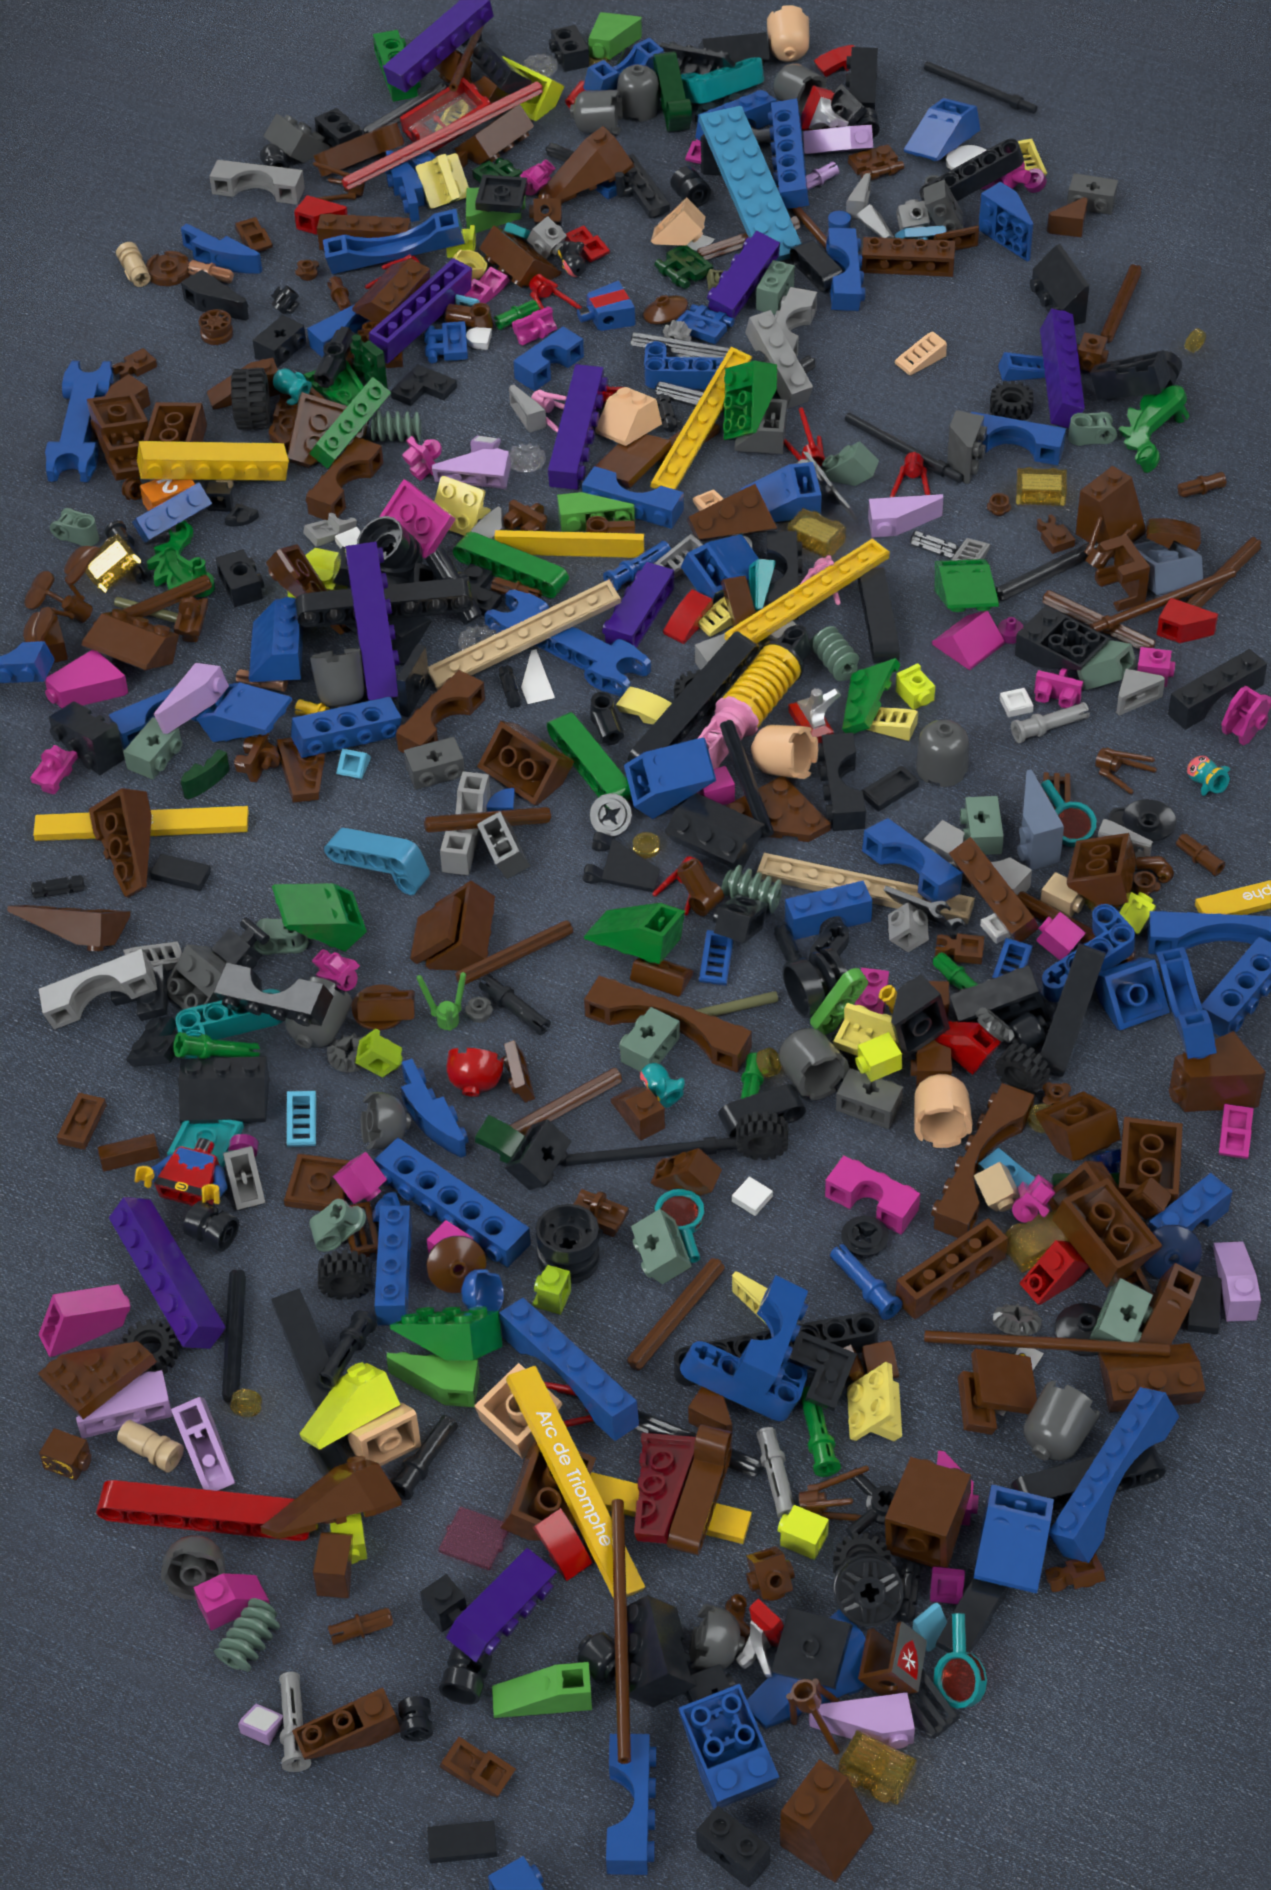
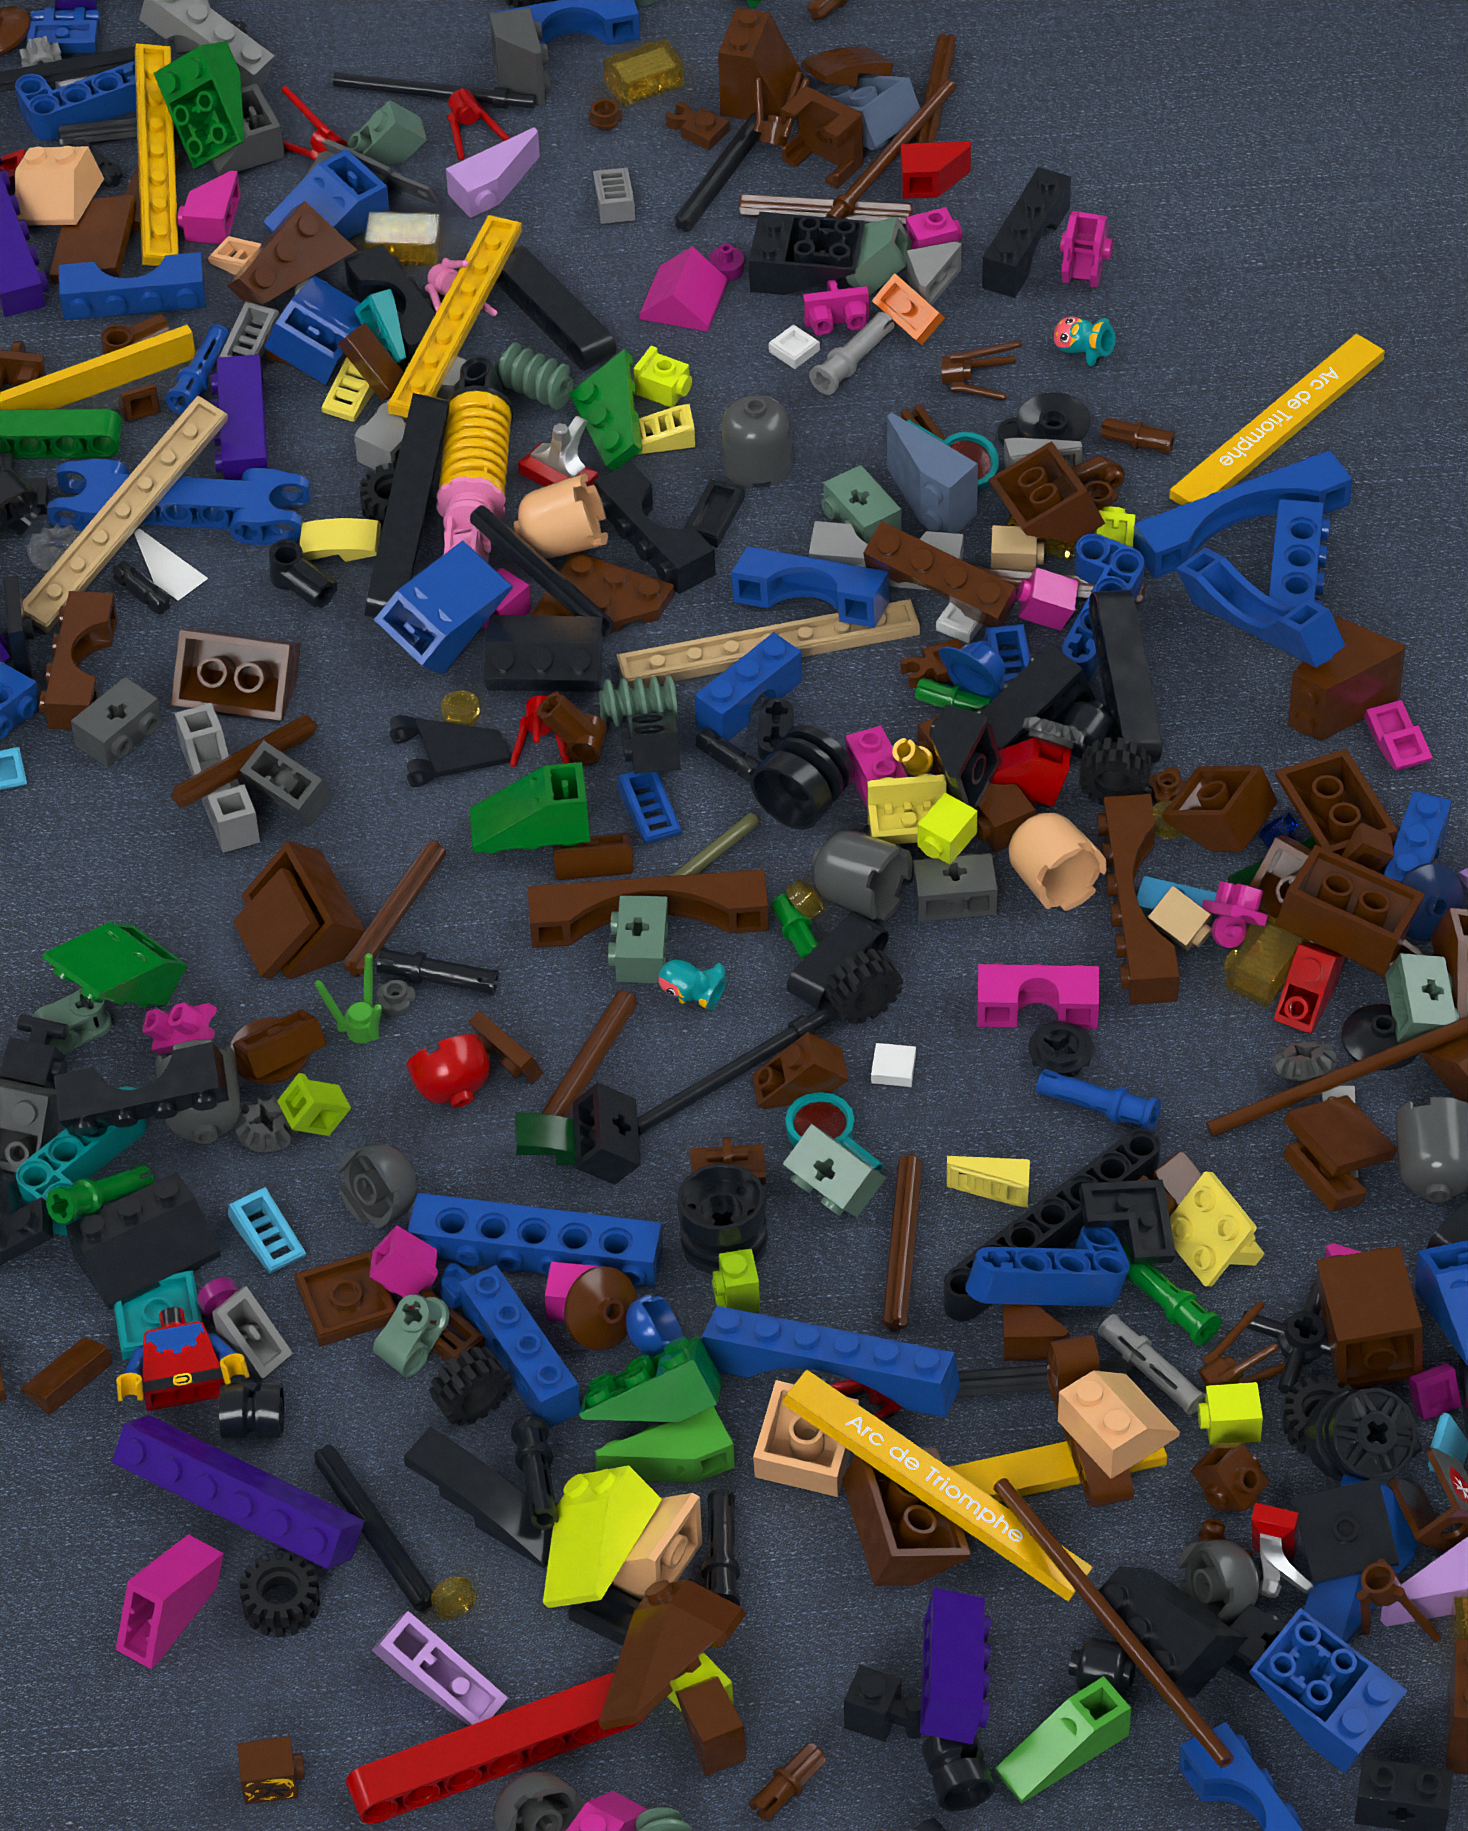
camera: 30 degrees left, 0 degrees up
(95, 1375) = (243, 1657): reddish brown plate -> none
(139, 1401) = (314, 1663): lavender slope -> none
(158, 1449) = (369, 1705): tan axle -> none
(380, 853) = (132, 862): dark azure beam -> none
(431, 1114) = (436, 1151): blue slope -> none
(473, 1538) = (846, 1616): clear pink piece -> none
(502, 800) = (239, 732): blue tile -> none
(503, 586) = (47, 464): reddish brown axle -> none
(563, 1544) = (968, 1562): red slope -> none
(577, 508) = (76, 328): bright green slope -> none
(587, 571) = (139, 402): none -> reddish brown slope
(589, 757) = (321, 634): green beam -> none
(599, 812) = (391, 670): gear -> none
(640, 1111) = (688, 1025): reddish brown slope -> none
(662, 1479) = (1025, 1426): dark red wing -> none
(687, 615) = (312, 406): red slope -> none
(712, 1496) = (1113, 1420): none -> light nougat slope
(713, 468) = (211, 210): none -> dark pink slope
(762, 1359) = (1044, 1170): blue arch -> none
(845, 991) = (848, 785): bright green beam -> none
(908, 927) = (860, 666): light grey brick -> none
(931, 909) = (870, 634): black flag -> none
(933, 544) = (558, 195): axle -> none
(951, 1268) = (1193, 1035): reddish brown brick -> none
(965, 584) = (642, 226): green slope -> none
(979, 960) = (974, 668): none -> blue piece
(1104, 708) = (908, 309): none -> orange plate
(1132, 992) = (1177, 627): blue slope -> none

